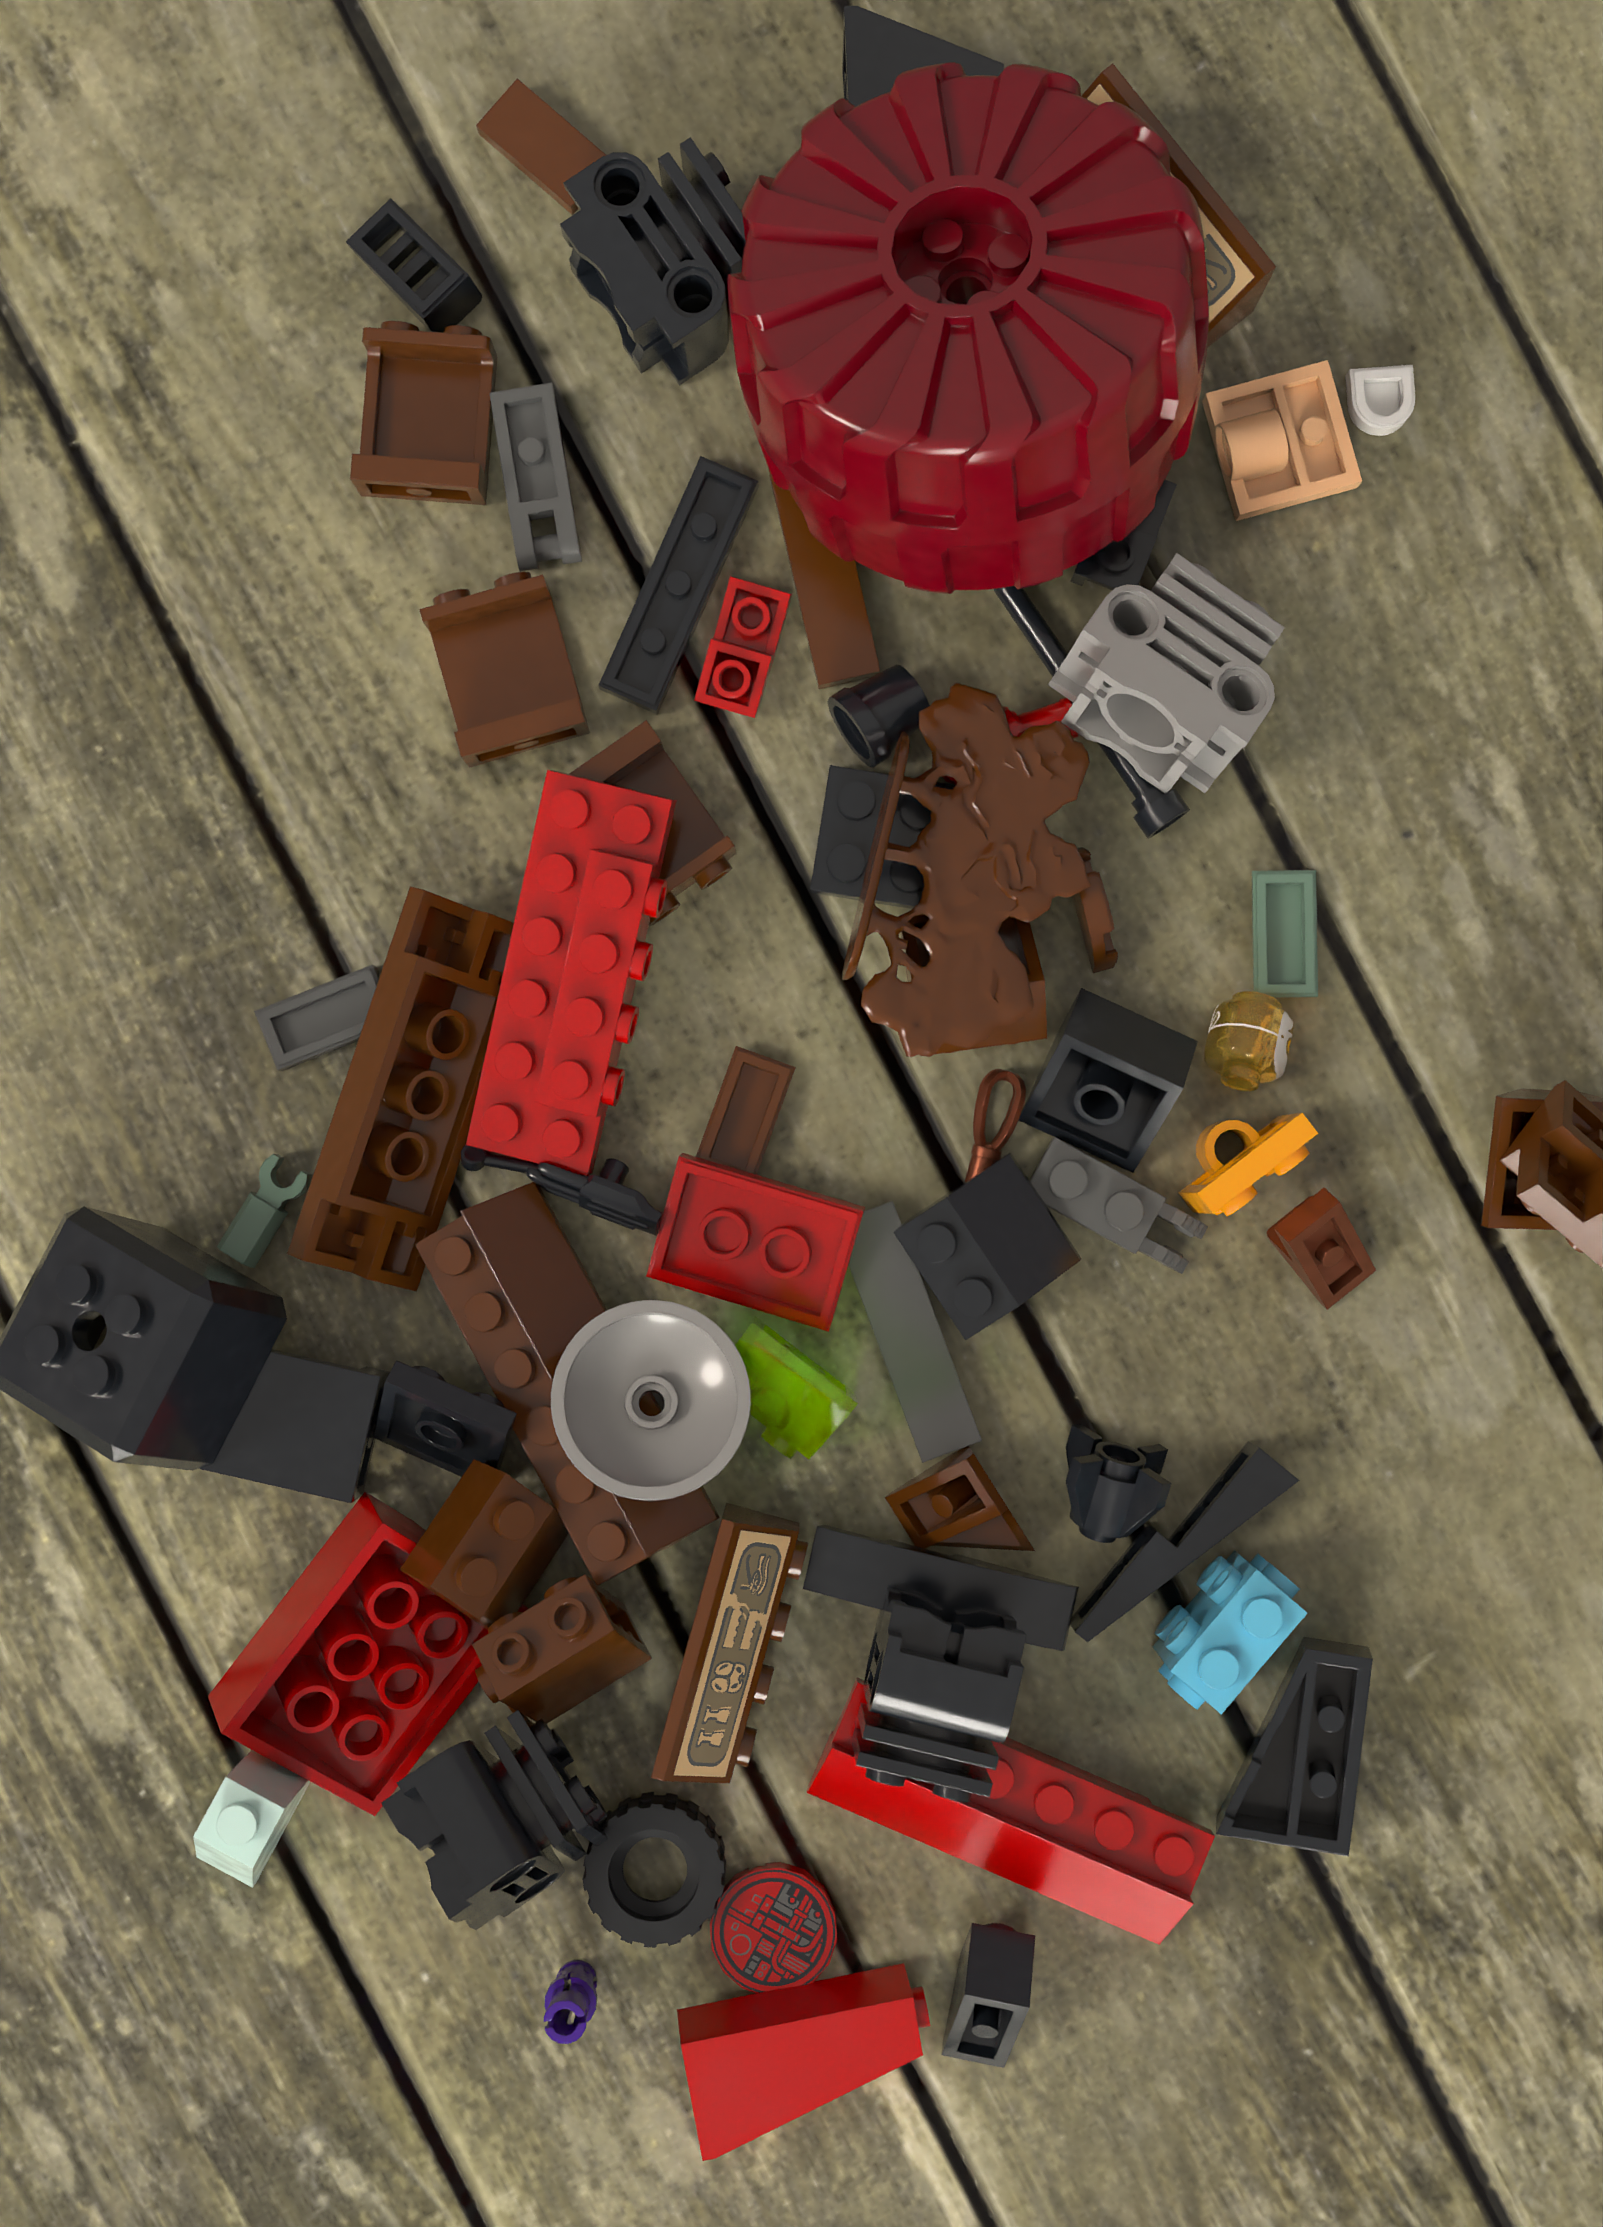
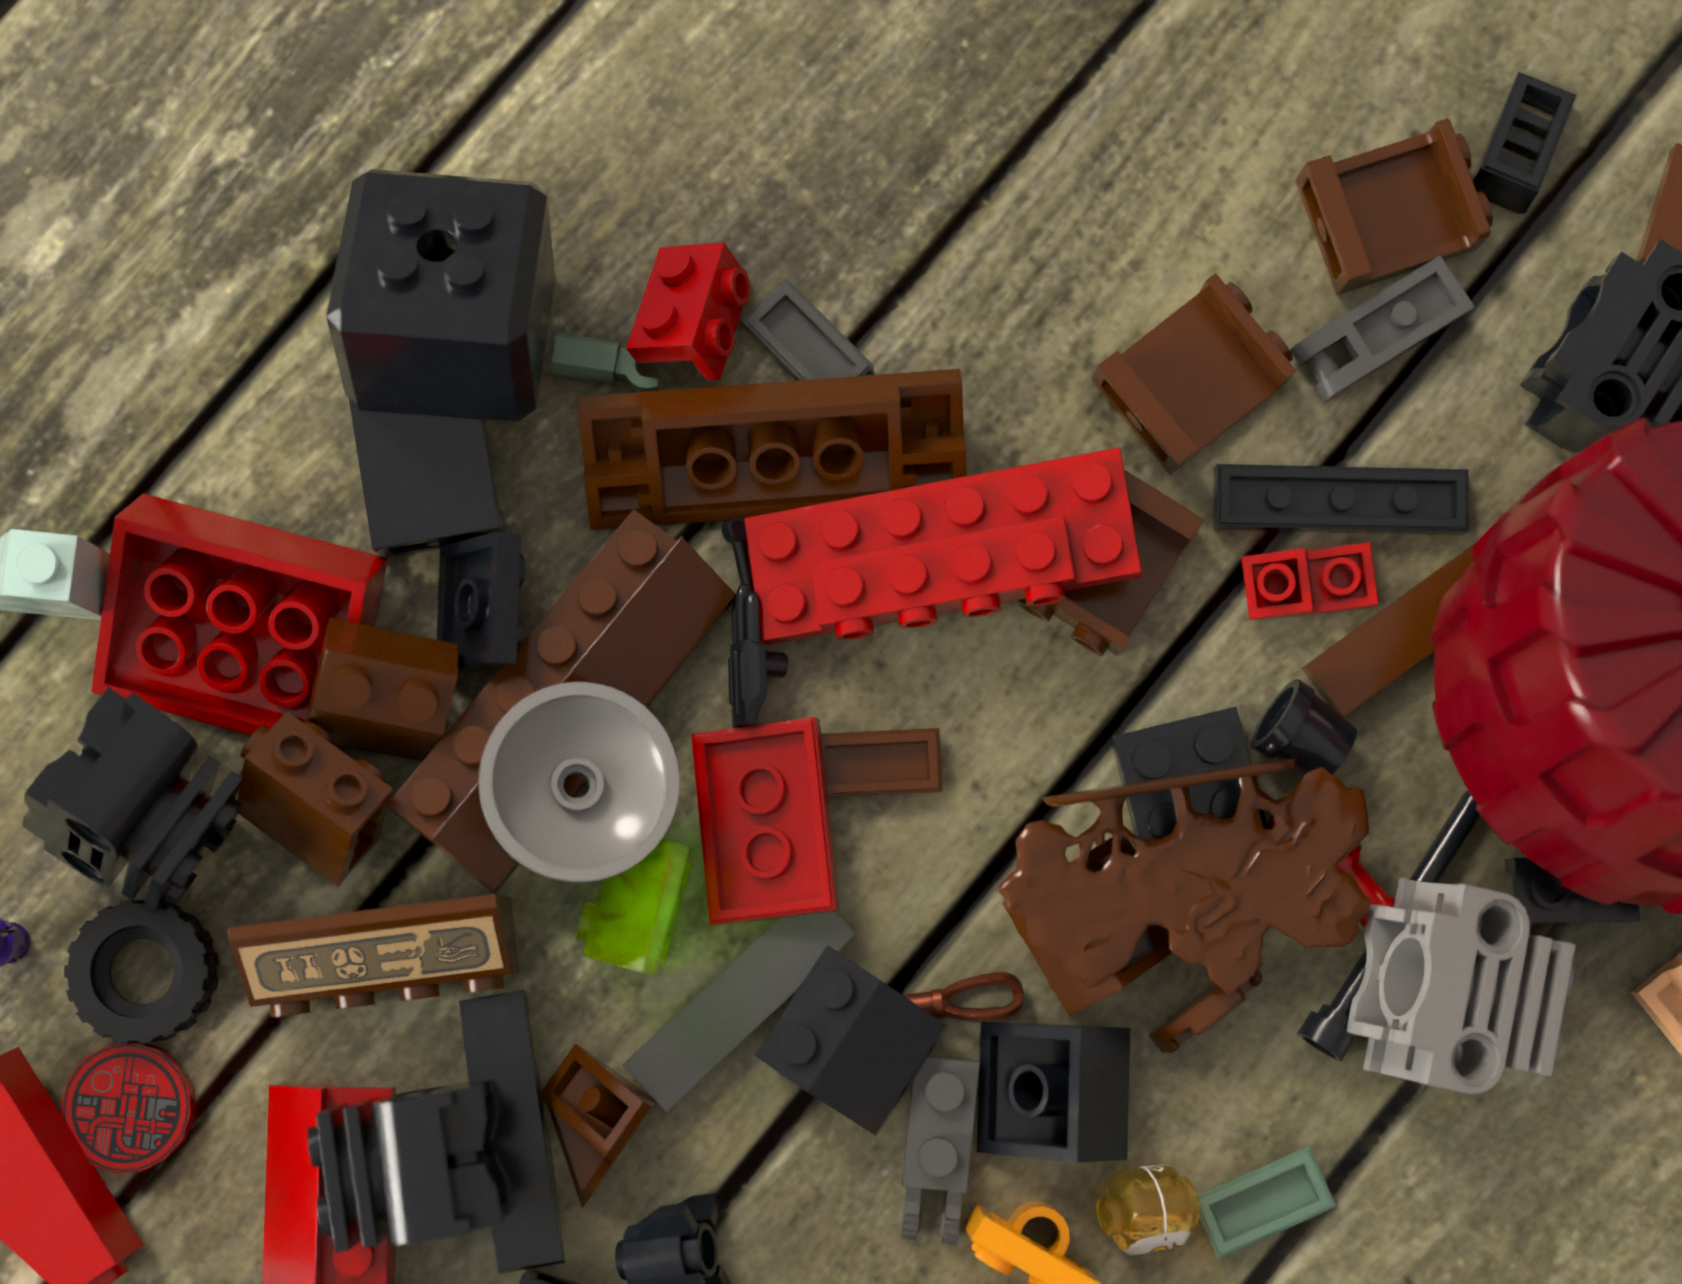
camera: 60 degrees right, 5 degrees down
(246, 1112) = (691, 308): none -> red bracket

